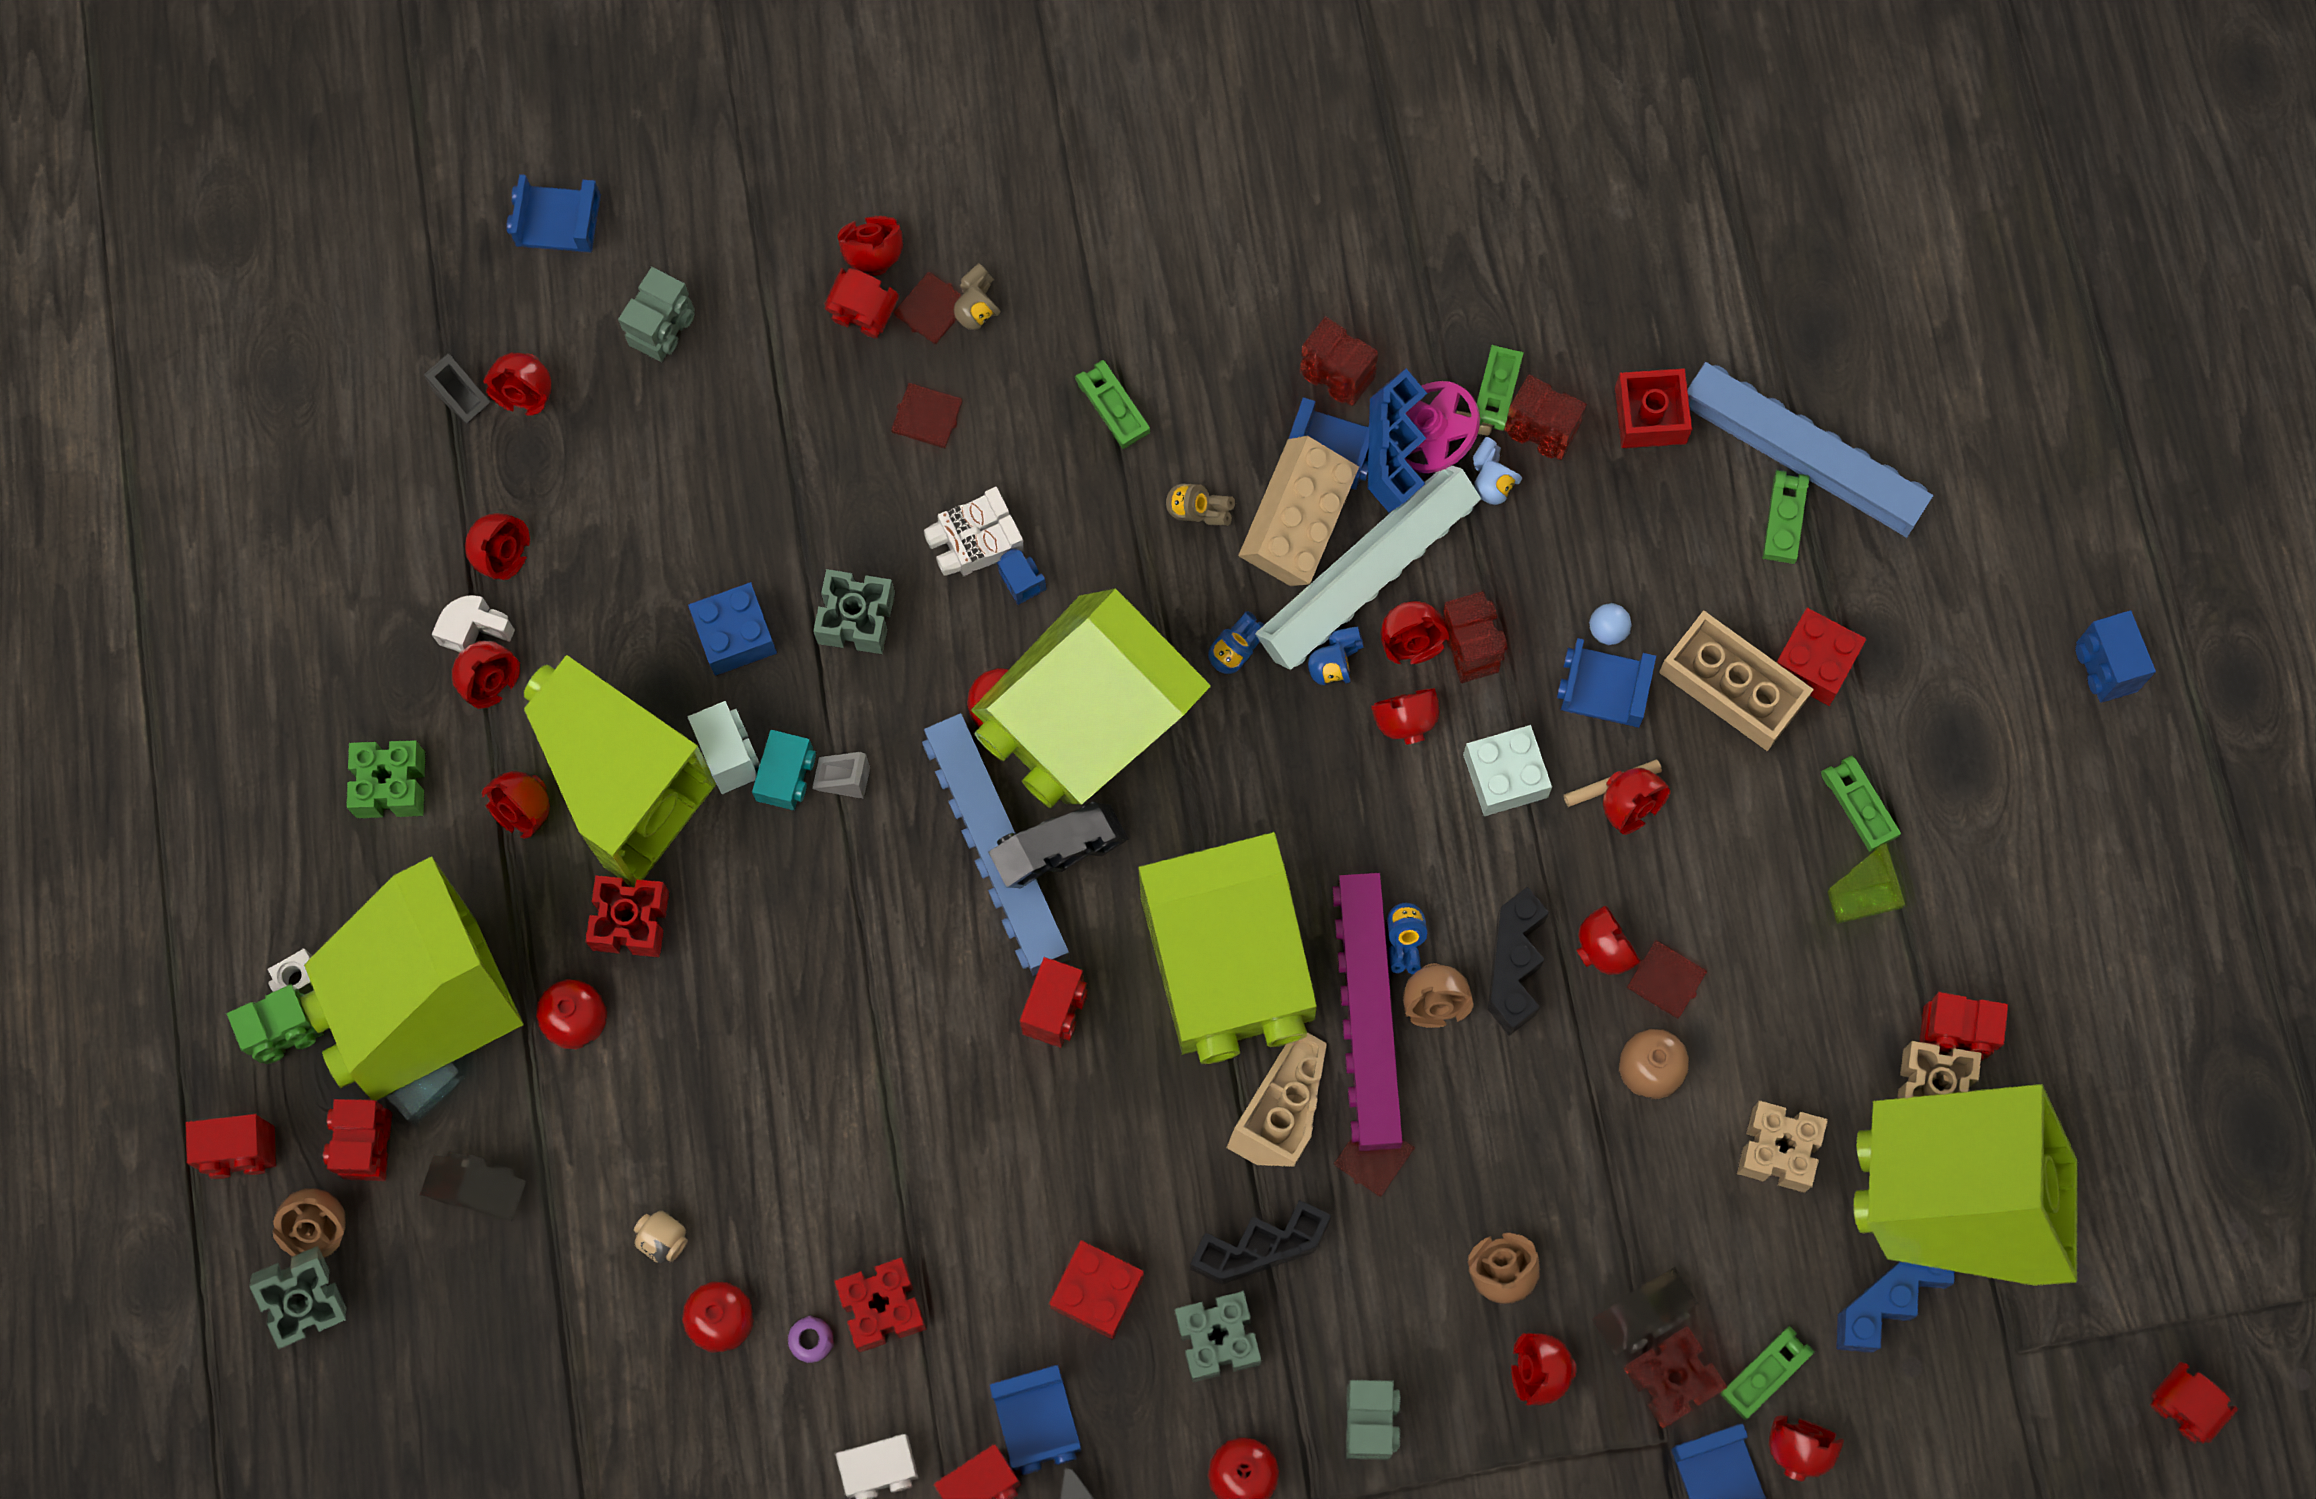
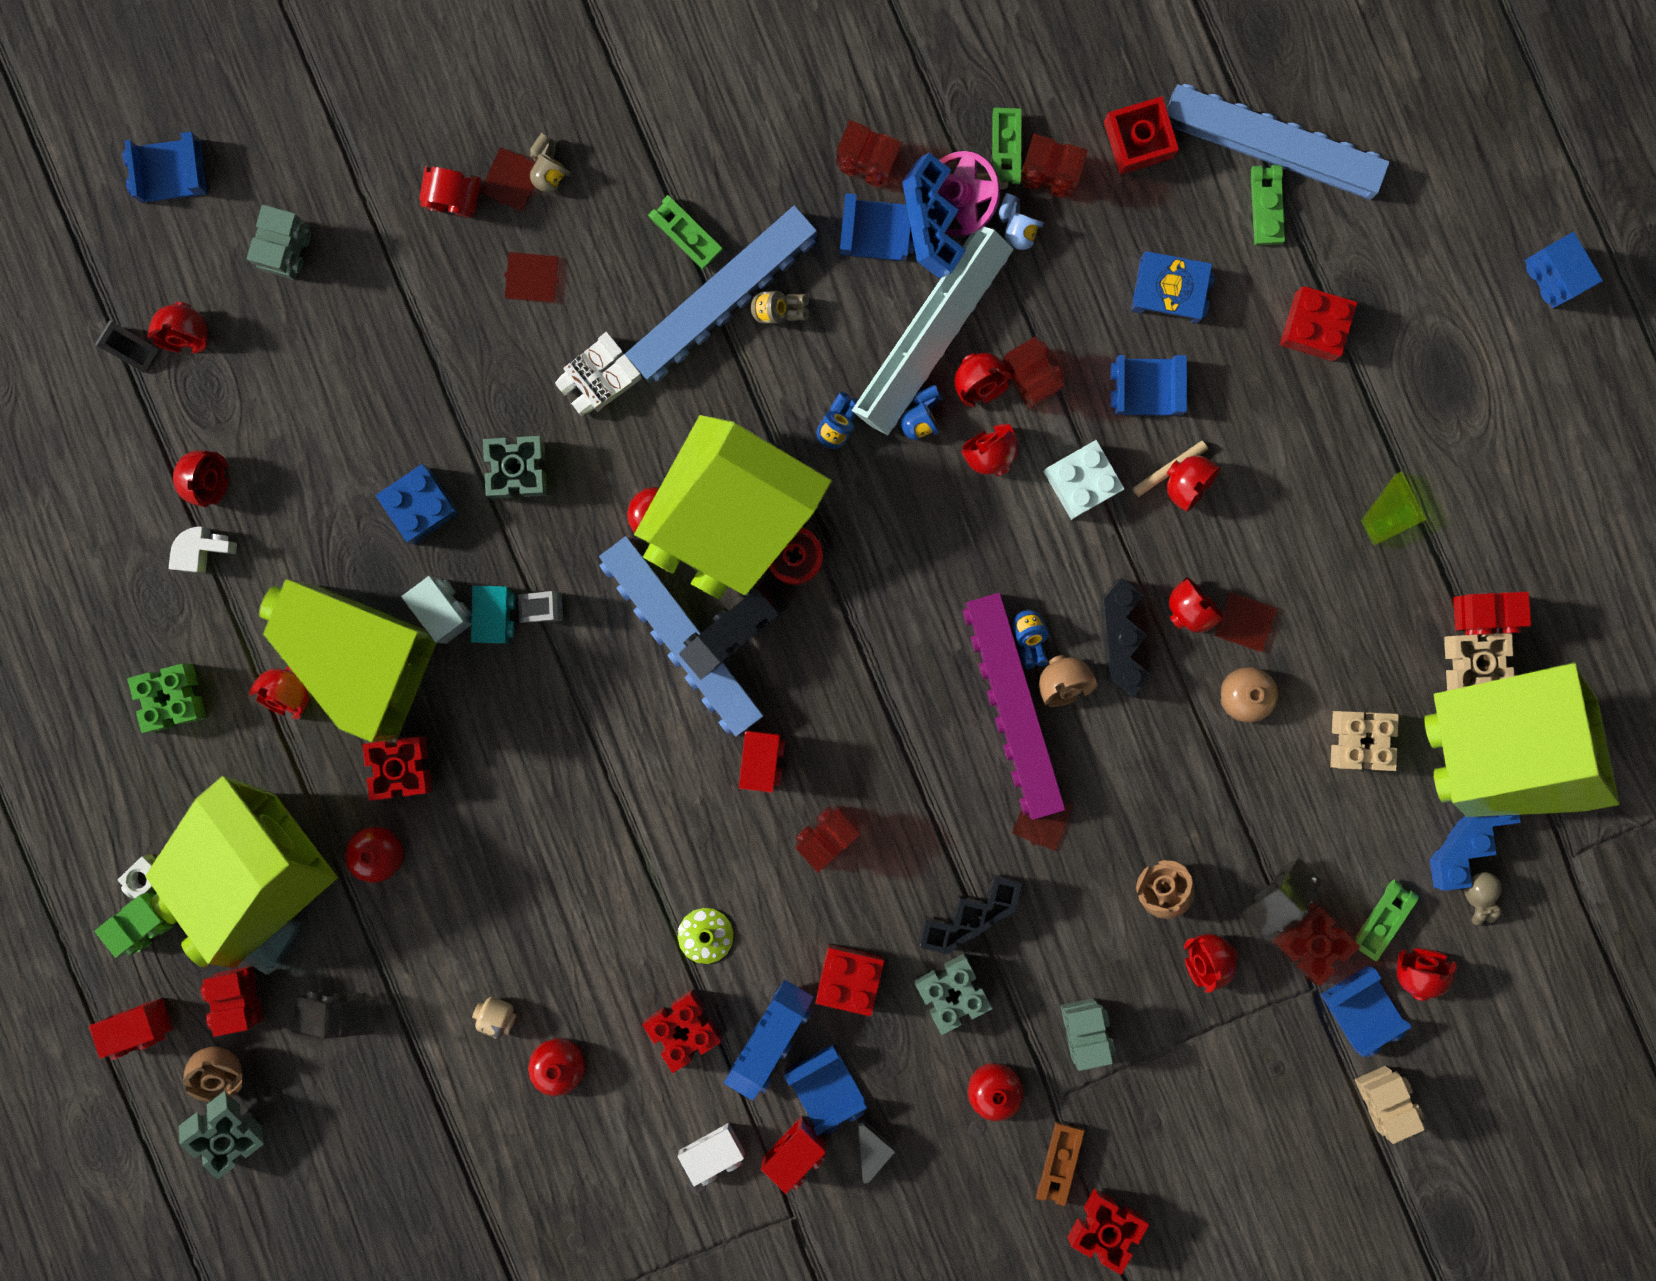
camera: 15 degrees left, 15 degrees up
(484, 672) = (220, 590): red cylinder -> none
(825, 1339) = (639, 1056): medium lavender piece -> none
(871, 246) = (445, 136): red cylinder -> none
(938, 1219) = (708, 921): none -> lime dish
(982, 1340) = (769, 1040): none -> blue brick
(1020, 575) = (645, 402): blue brick -> none
(1110, 1110) = (827, 838): none -> clear red brick
(1137, 478) = (722, 294): none -> medium blue brick
(1156, 798) = (802, 570): none -> red brick
(1228, 947) = (894, 689): lime slope -> none
(1282, 1110) = (963, 808): tan wedge -> none
(1298, 511) = (864, 296): tan brick -> none
(1610, 624) = (1142, 333): light blue piece -> none
(1657, 578) = (1172, 286): none -> blue panel
(1735, 680) = (1255, 361): tan brick -> none
(1861, 803) = (1375, 441): bright green plate -> none
(1895, 1366) = (1483, 896): none -> dark tan piece

